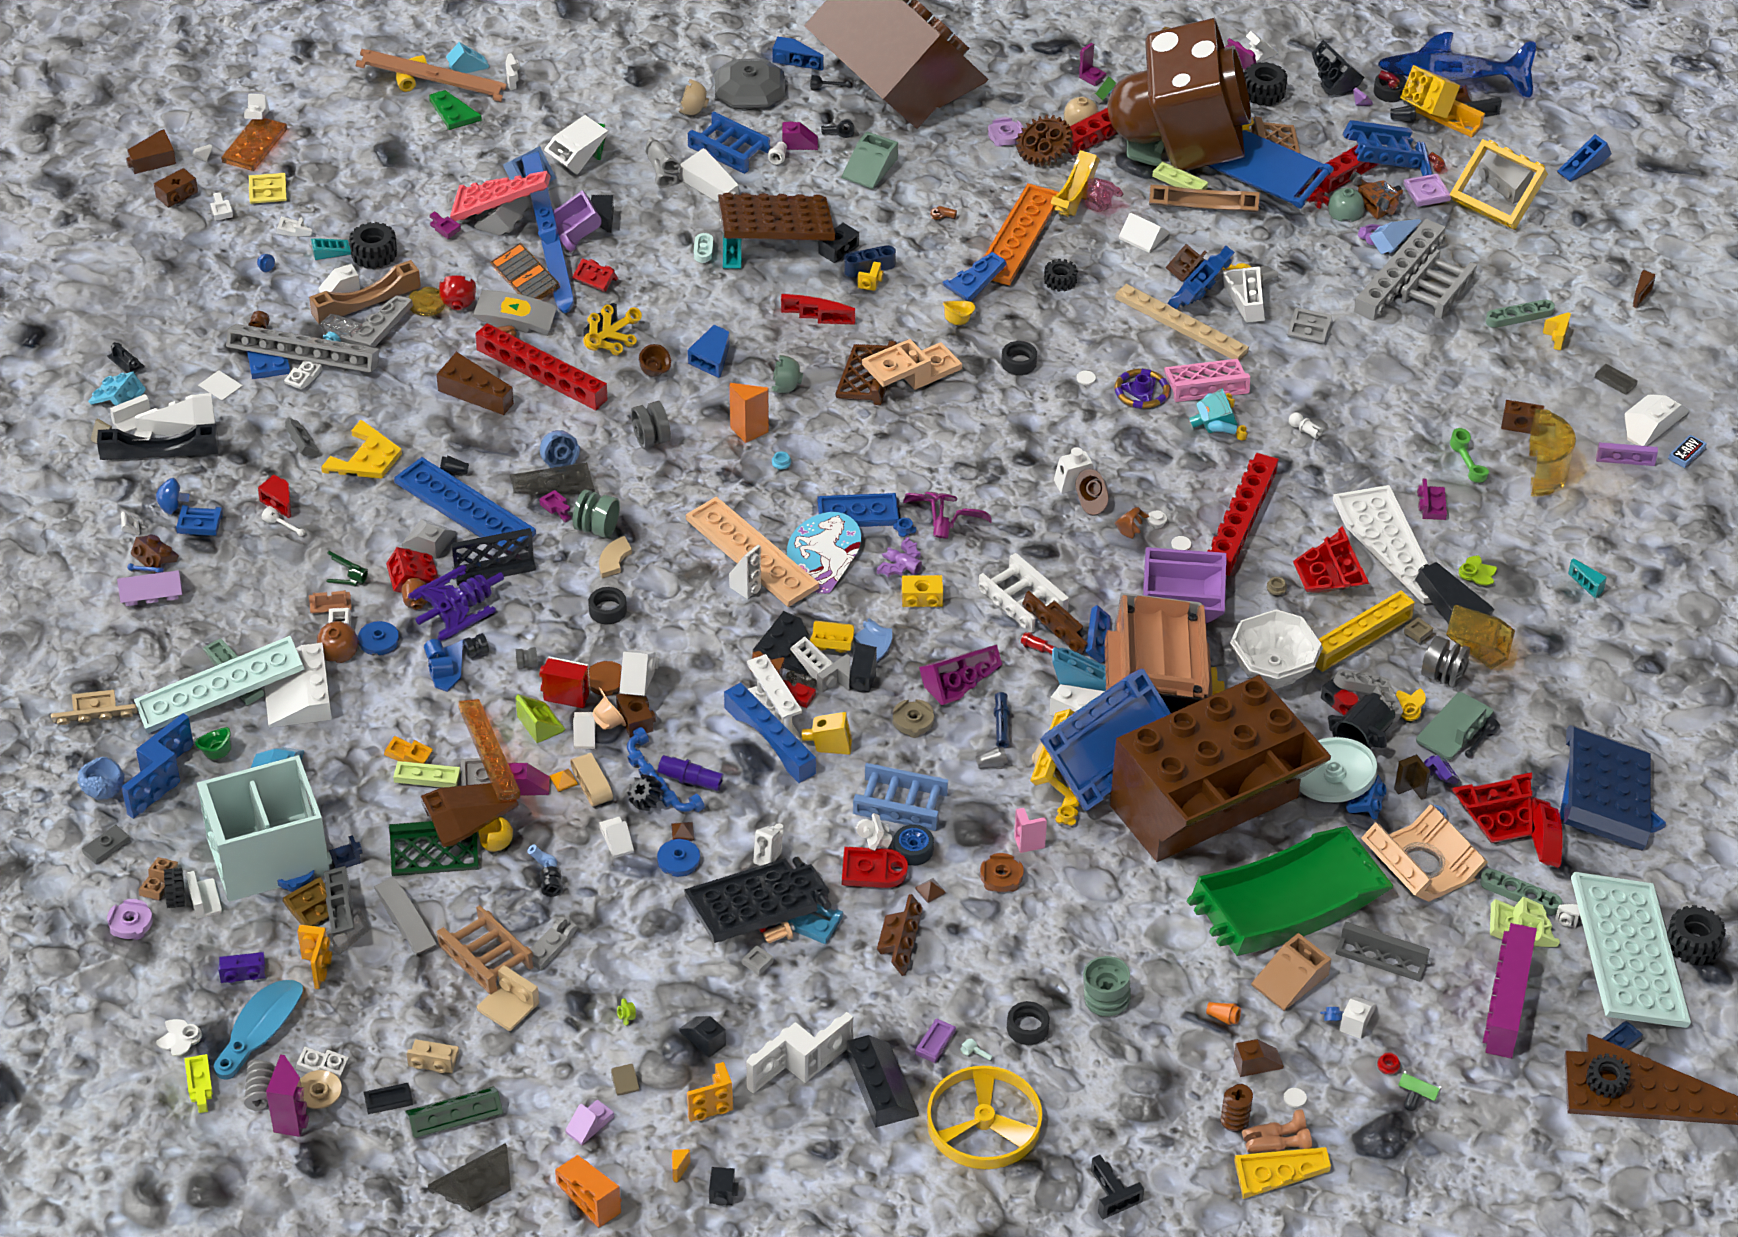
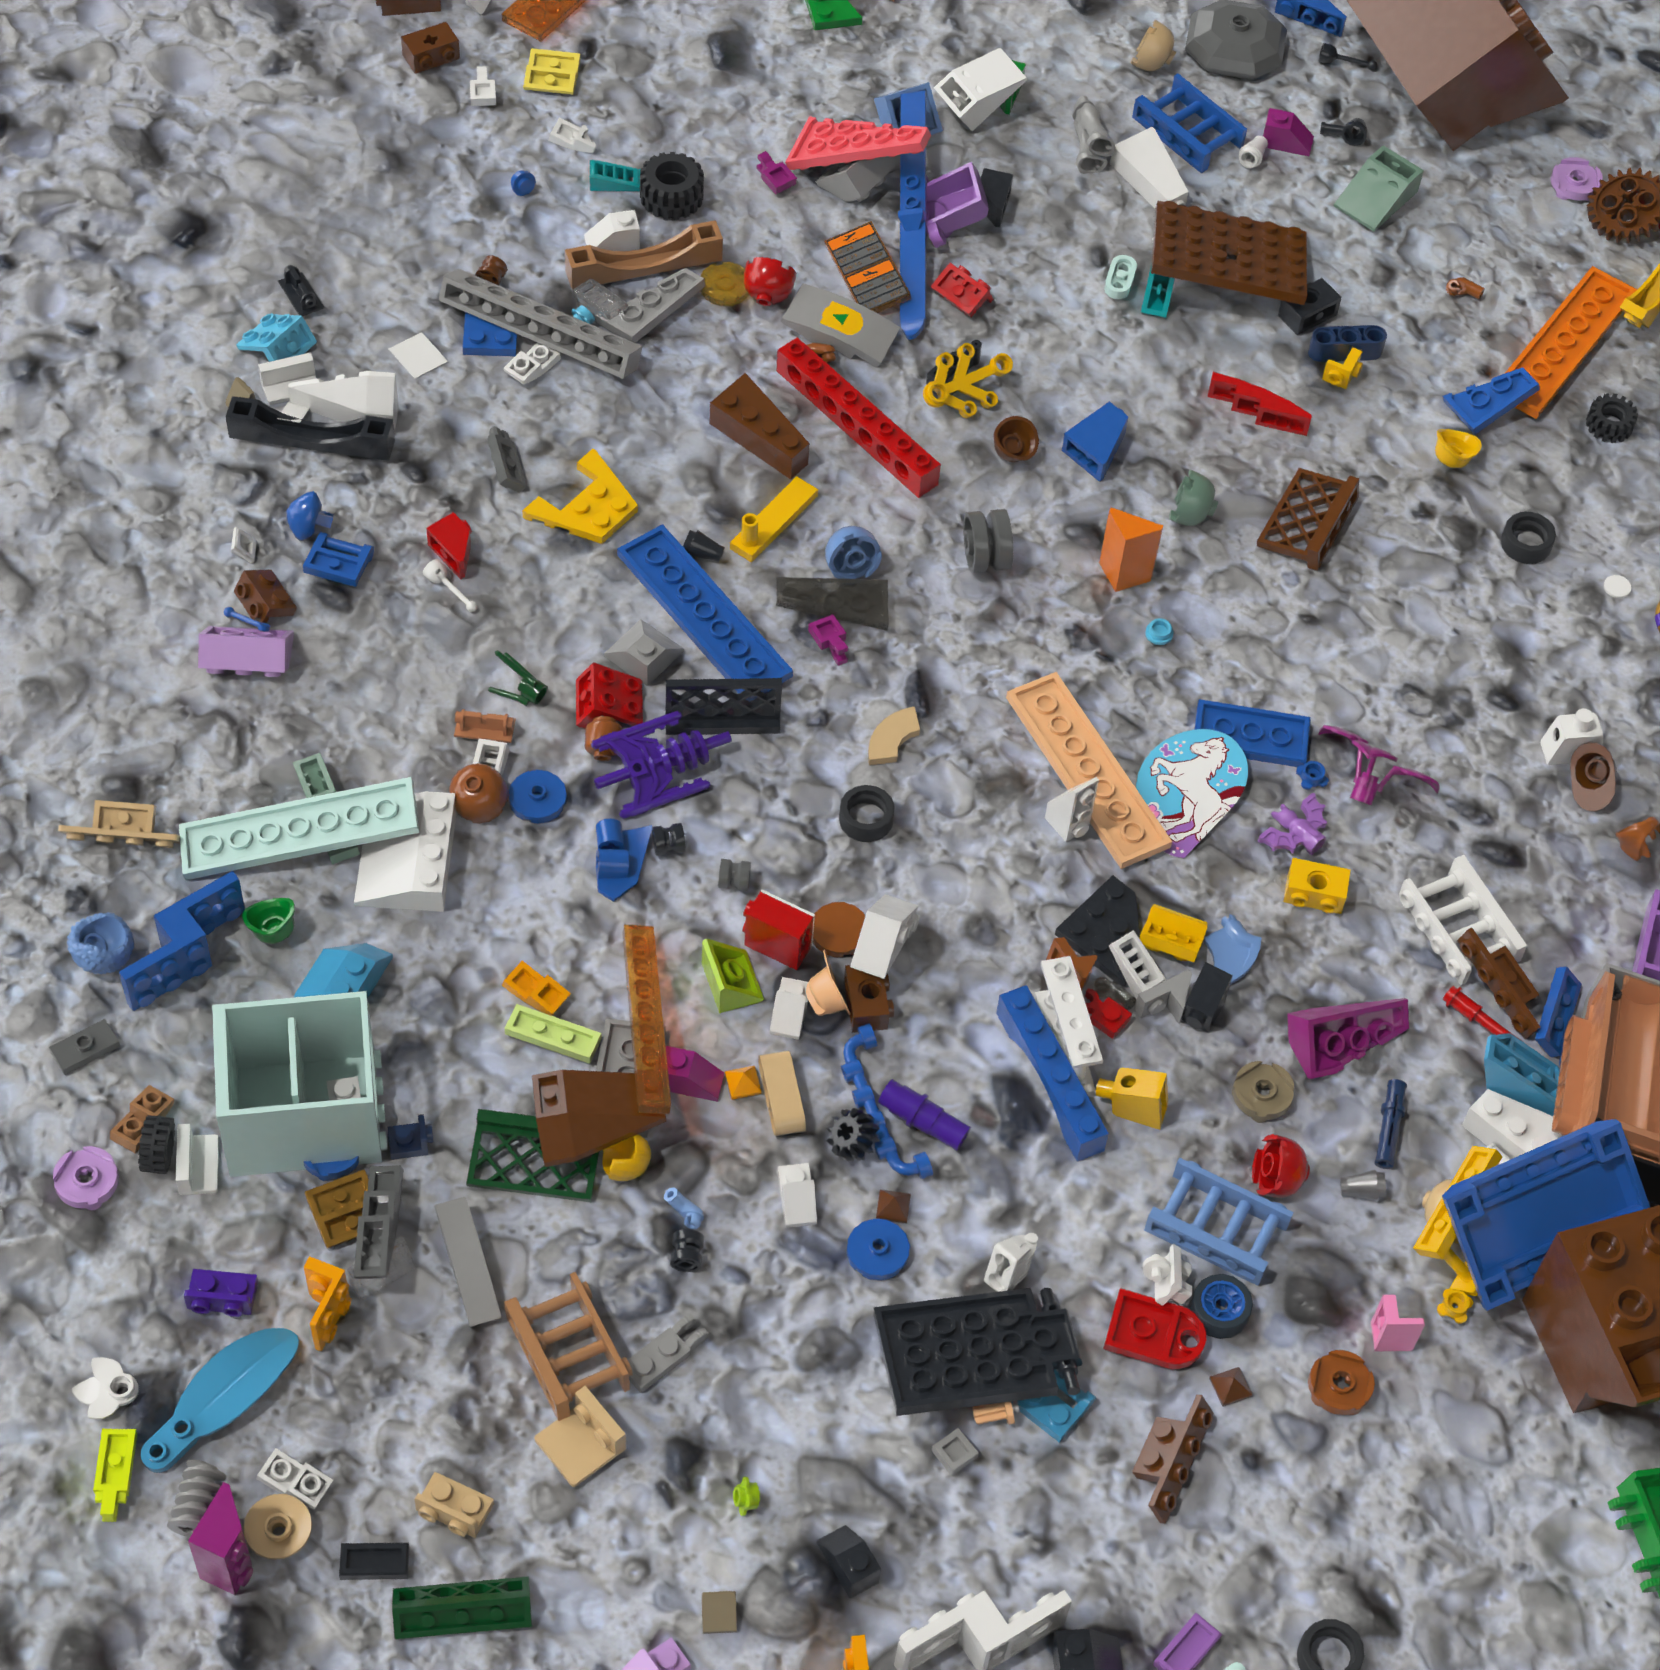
camera: 10 degrees right, 10 degrees up
(492, 447) = (763, 529): none -> yellow piece
(596, 513) = (881, 666): sand green wheel -> none
(912, 364) = (1374, 519): light nougat bracket -> none
(934, 756) = (1280, 1167): none -> red cylinder
(1107, 986) = (1471, 1609): sand green wheel -> none

